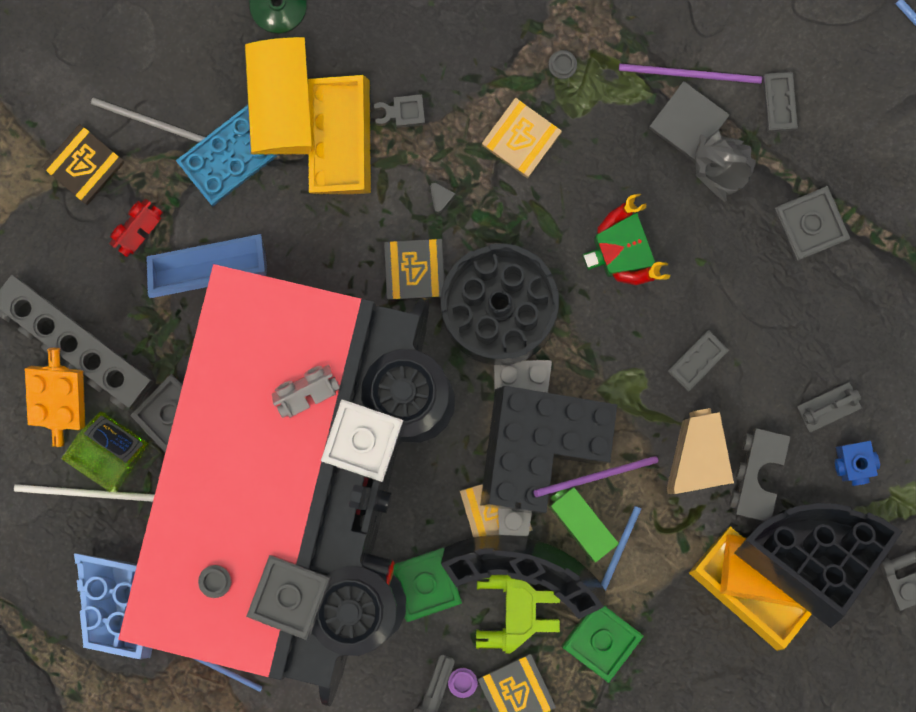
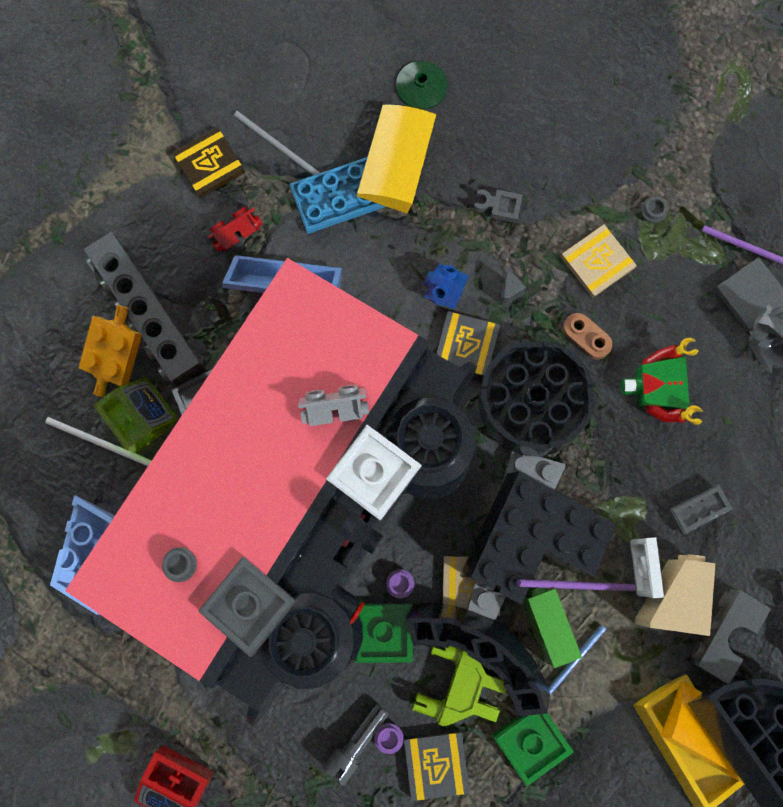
camera: 20 degrees right, 5 degrees down
(339, 135) = (438, 208): yellow slope -> none
(373, 217) = (445, 285): none -> blue brick
(425, 532) = (400, 583): none -> medium lavender plate
(533, 221) = (585, 338): none -> nougat plate
(659, 436) = (646, 568): none -> white tile

